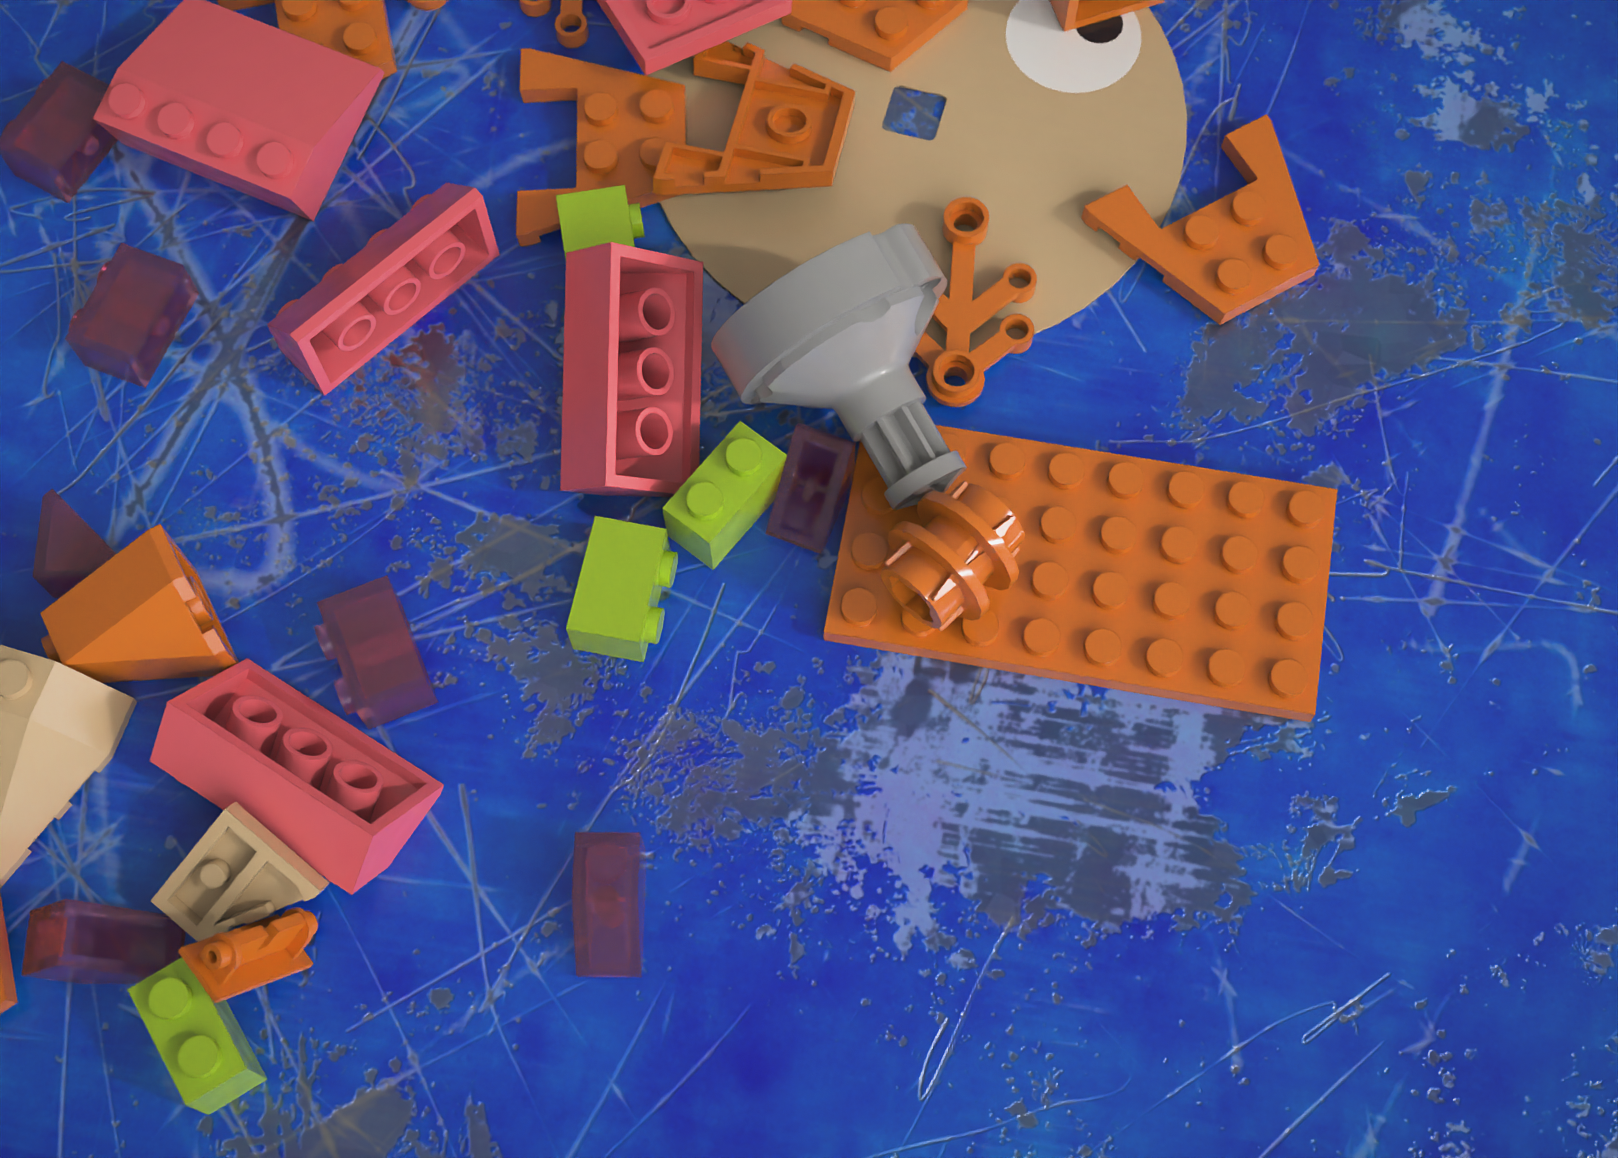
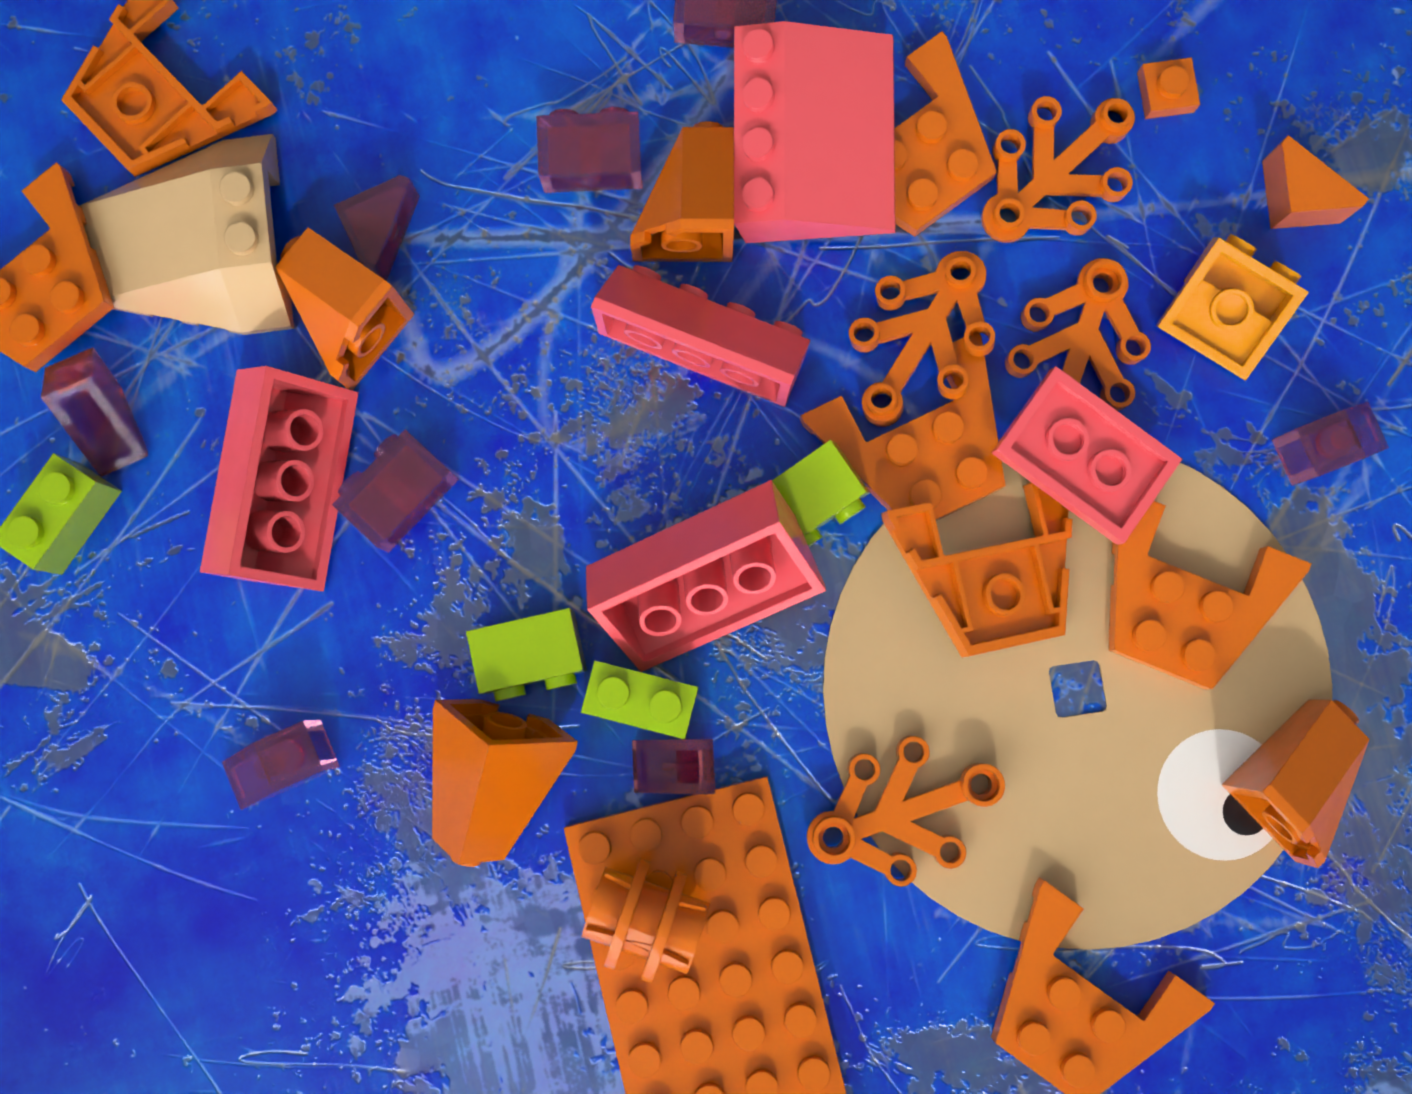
camera: 65 degrees right, 15 degrees up
(235, 877) = (177, 481): tan wing -> none
(247, 233) = (691, 202): none -> orange slope
(252, 954) = (122, 523): orange hinge -> none
(495, 90) = (926, 329): none -> orange plant
(734, 679) = (490, 776): none -> orange slope
(844, 341) = (789, 753): light grey piece -> none

